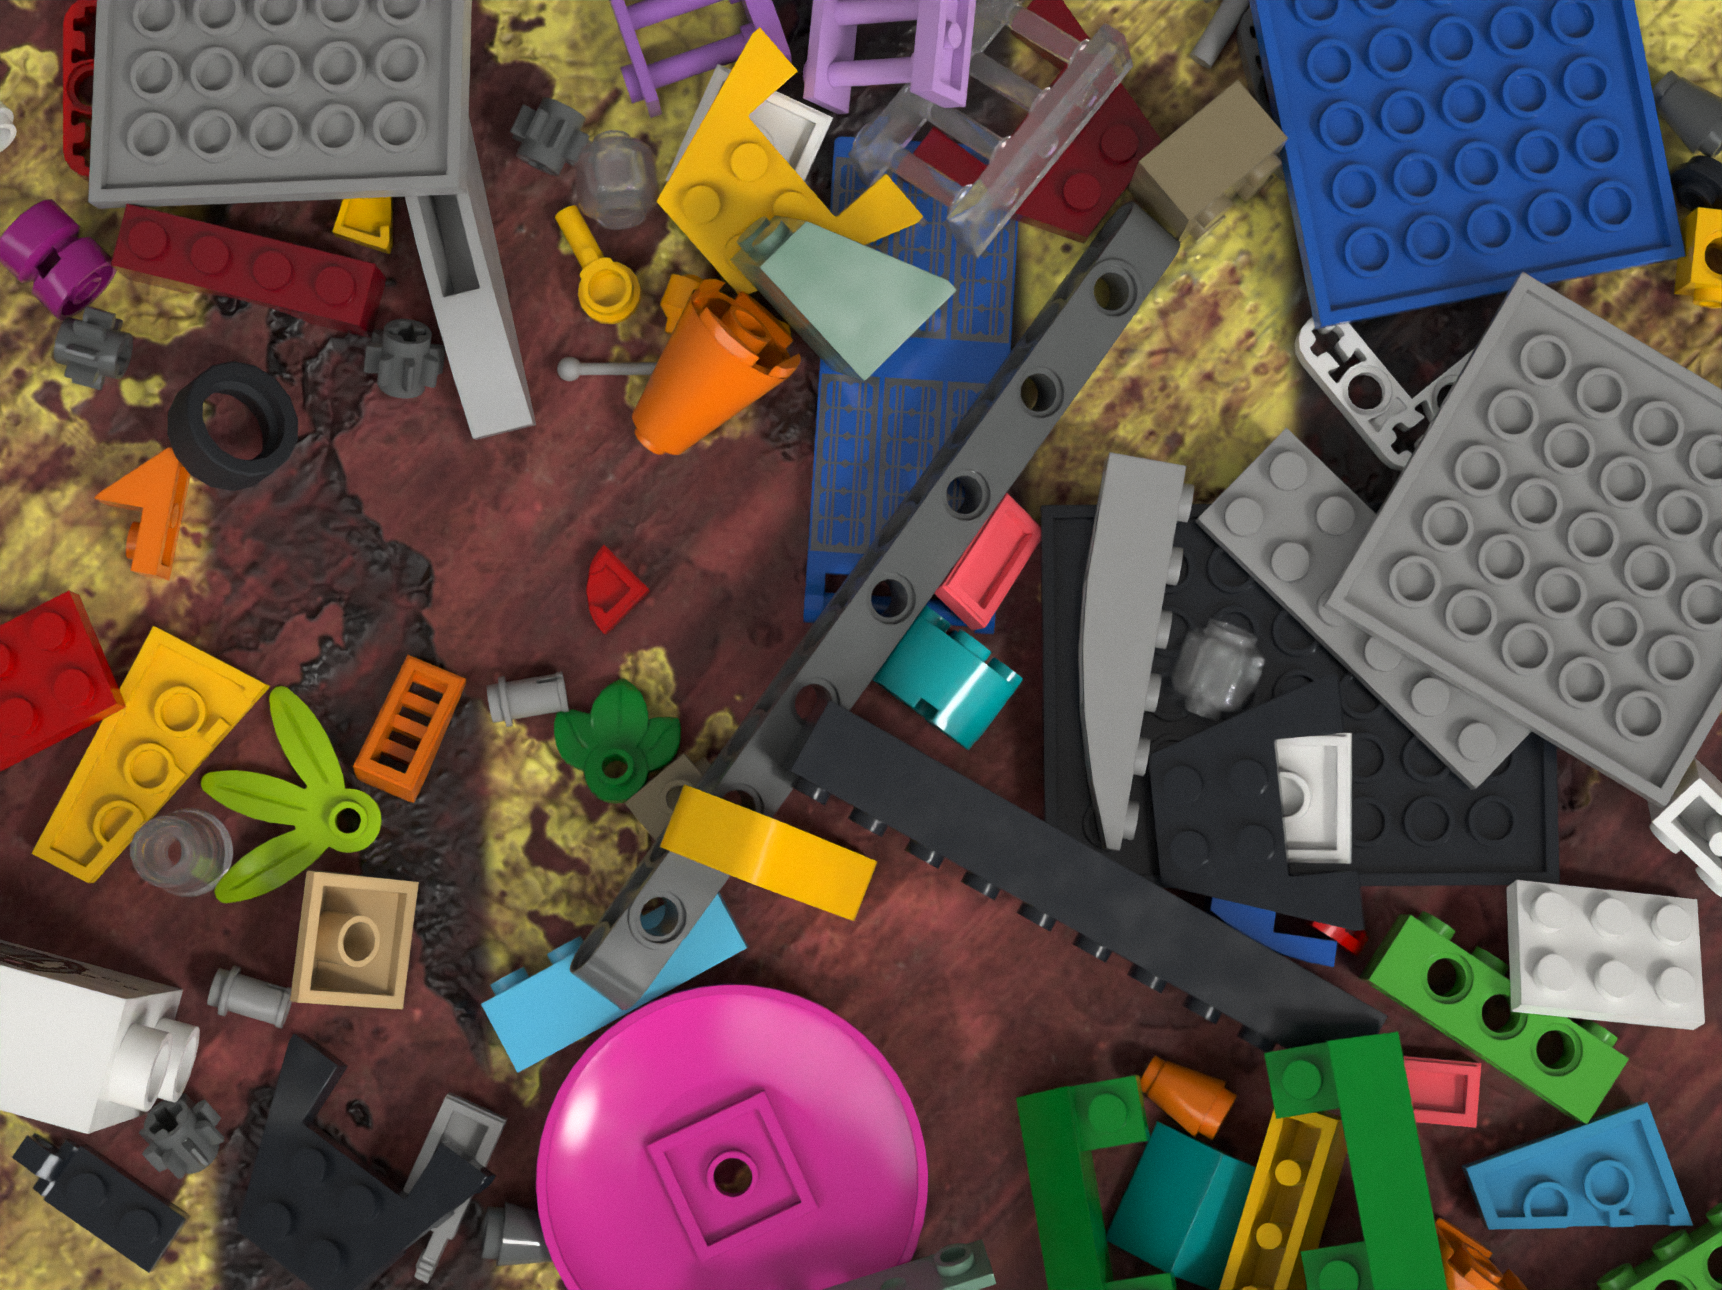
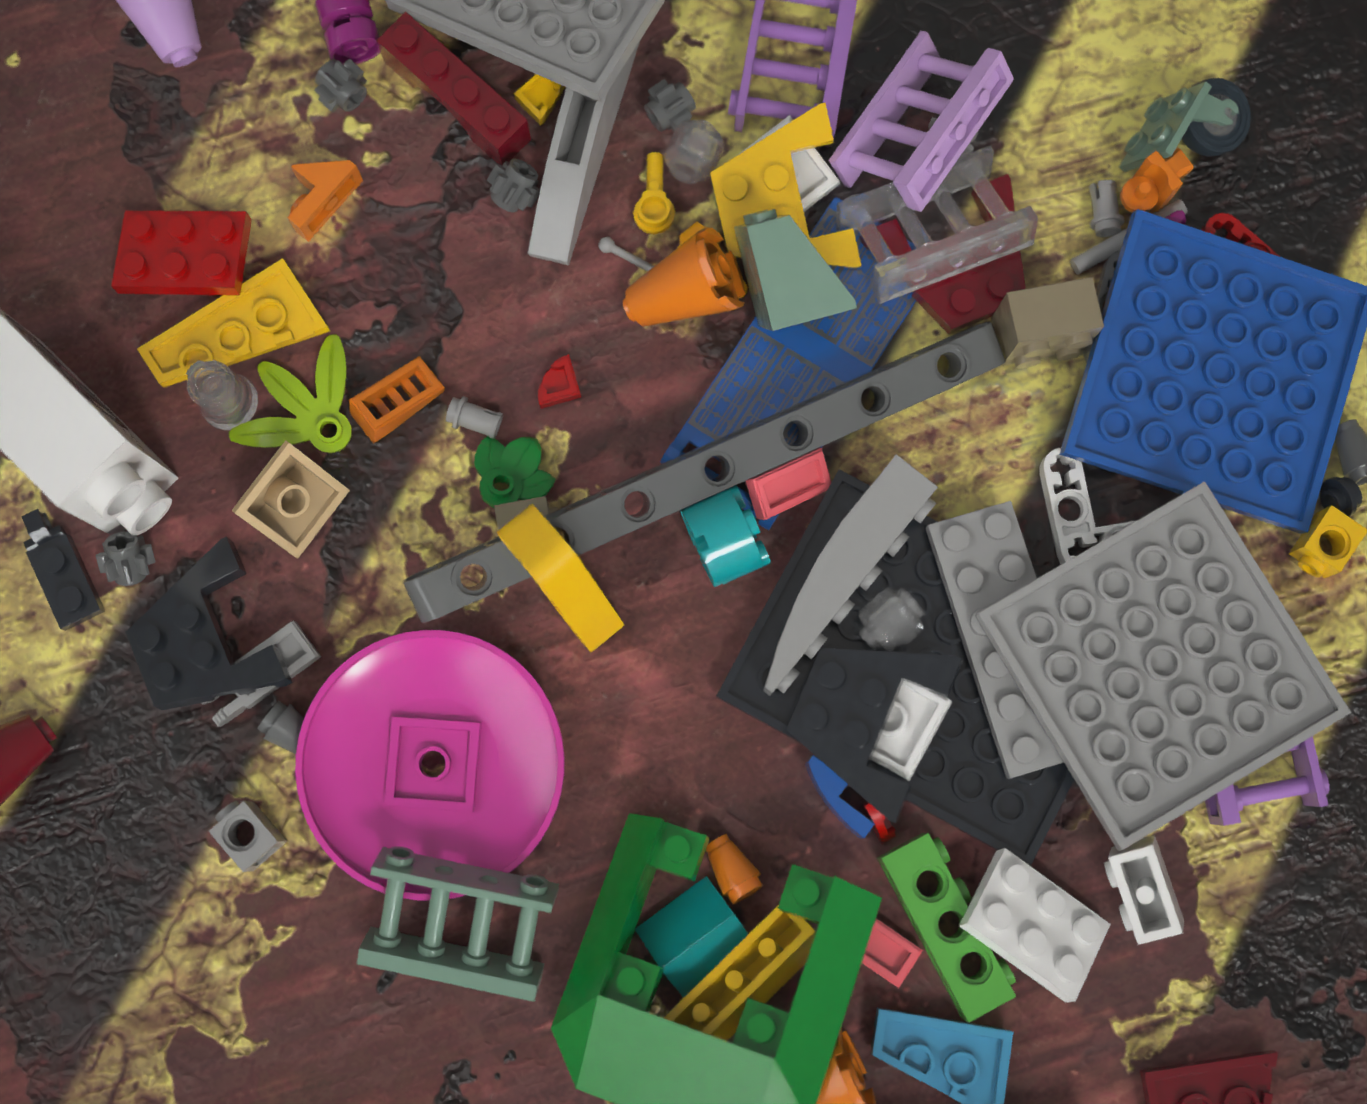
camera: 30 degrees right, 5 degrees down
(249, 997) = (212, 500): light grey pin -> none
(264, 399) = (417, 155): black tyre -> none
(557, 1008) = (383, 607): medium azure brick -> none
(1068, 885) = (731, 697): black brick -> none

